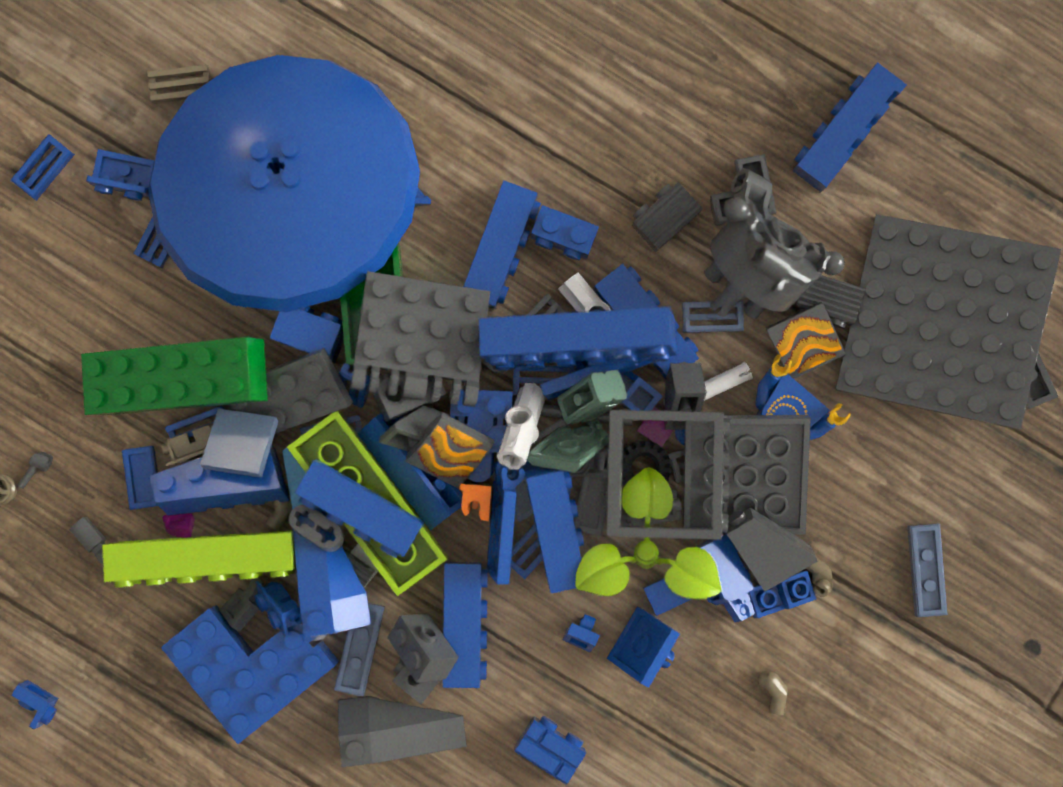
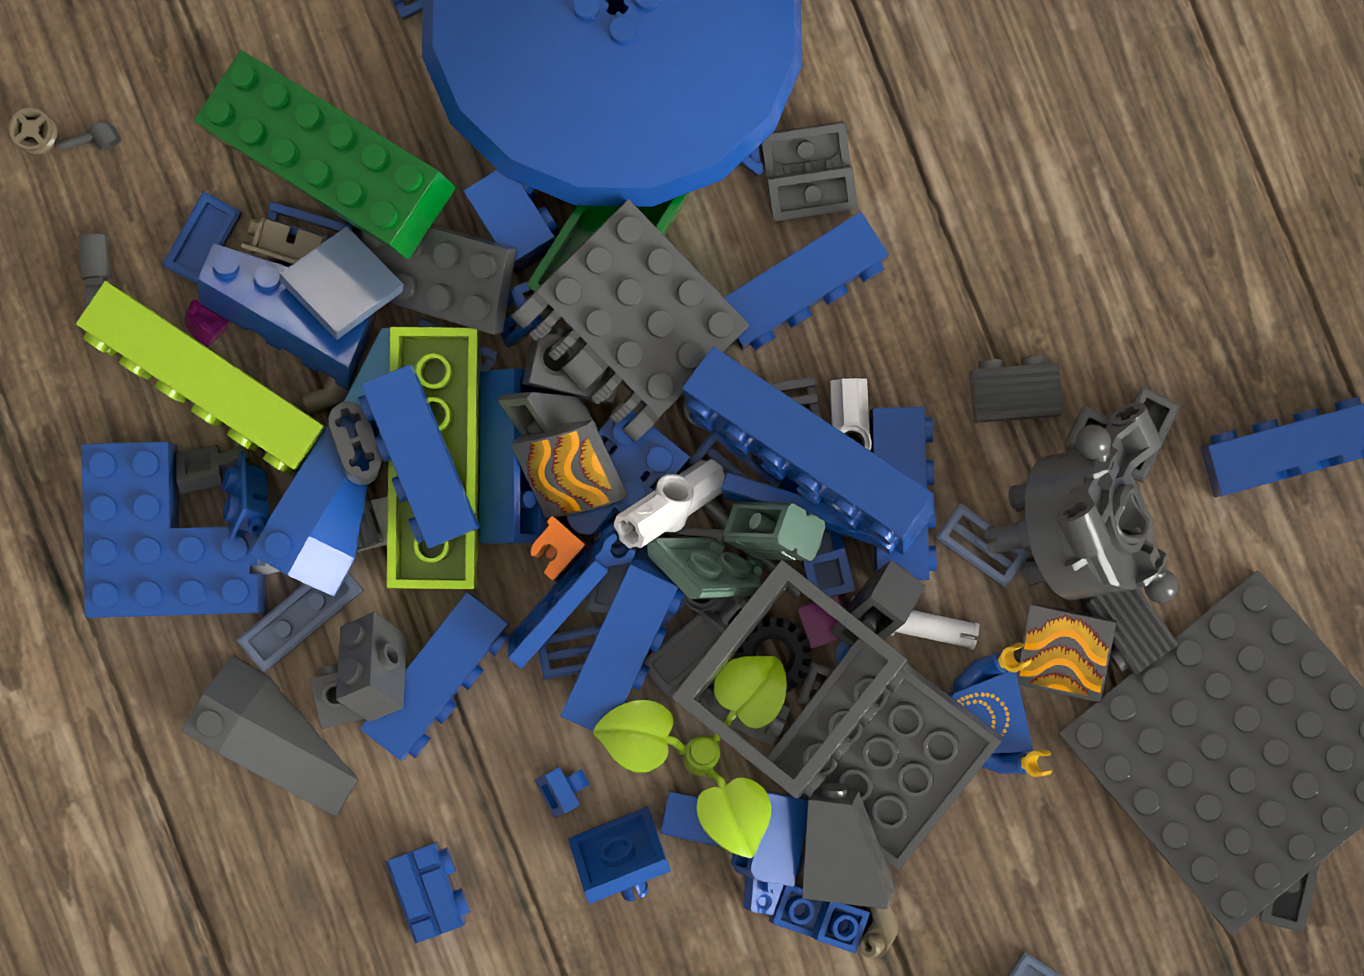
camera: 45 degrees right, 0 degrees up
(456, 180) = (809, 171): none -> dark grey slope
(564, 233) = (885, 323): blue brick -> none

